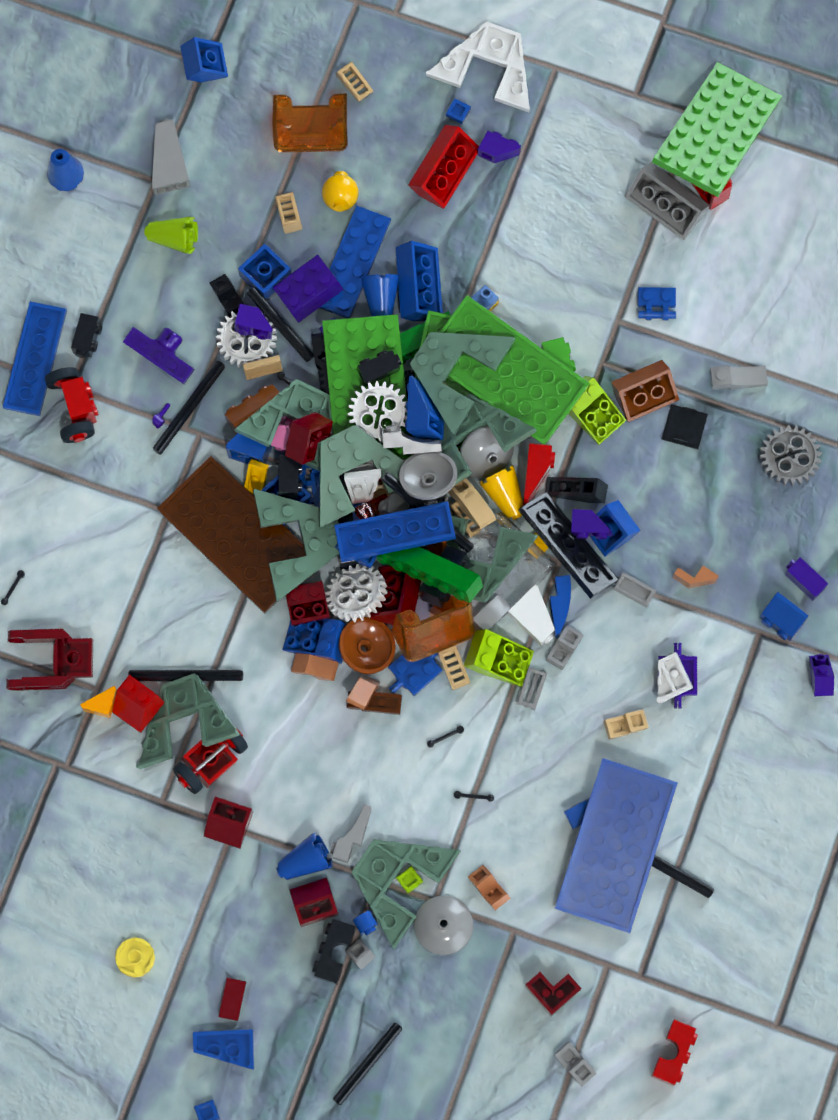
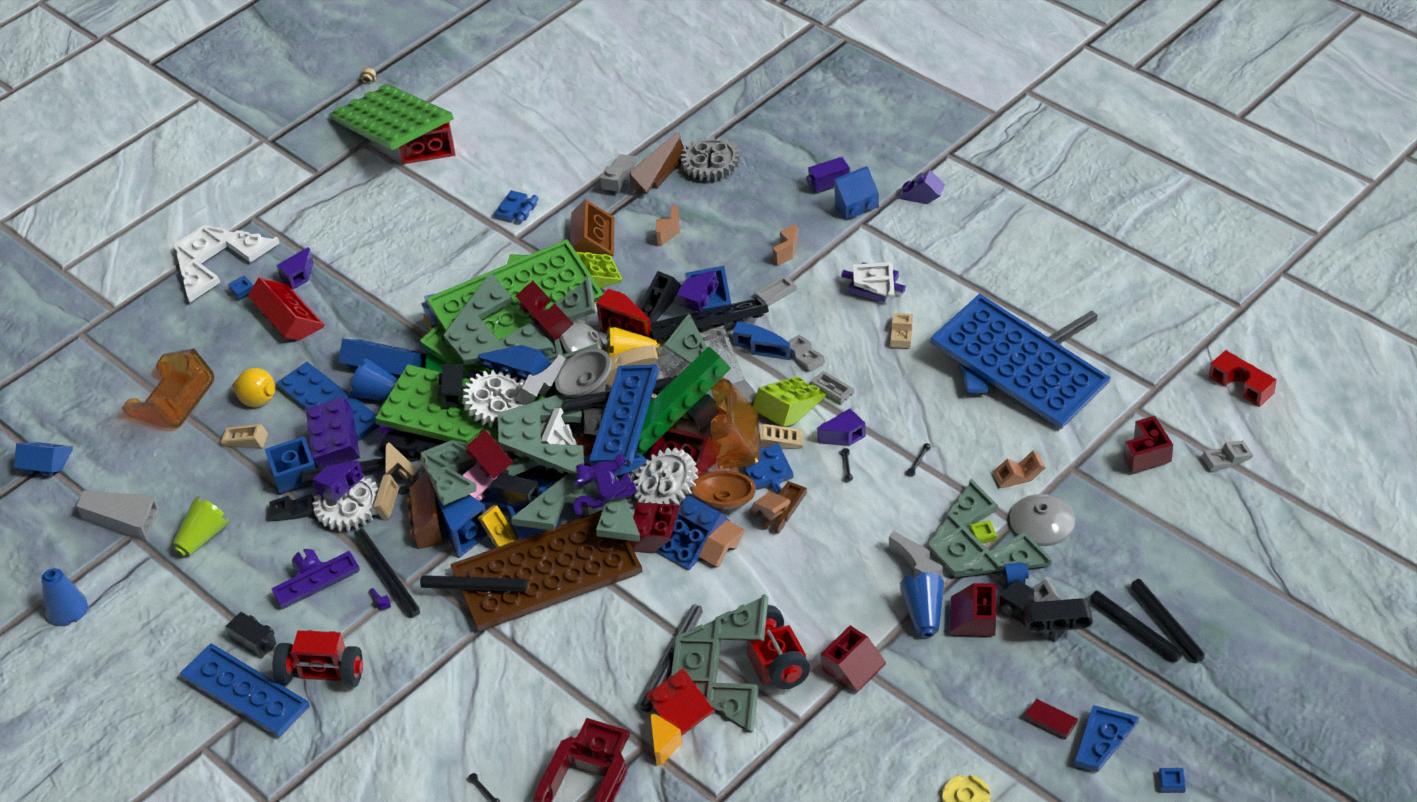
camera: 65 degrees left, 30 degrees down
(194, 486) = (473, 583): none -> black axle
(298, 357) = (396, 460): none -> tan slope
(317, 548) = (606, 482): none -> dark purple animal
(321, 974) = (1058, 615): none -> black beam
(345, 81) = (151, 352): tan slope -> none
(352, 1039) = (1136, 626): none -> black axle
(480, 719) = (842, 430): none -> dark purple slope
(492, 392) = (553, 319): none -> dark red arch
(533, 617) = (764, 362): white slope -> none
(667, 200) = (428, 173): light grey slope -> none
(673, 456) = (668, 228): none -> nougat slope
(684, 426) = (639, 220): black piece -> none
(761, 411) = (657, 165): none -> wedge
(787, 69) = (368, 75): none -> tan plate

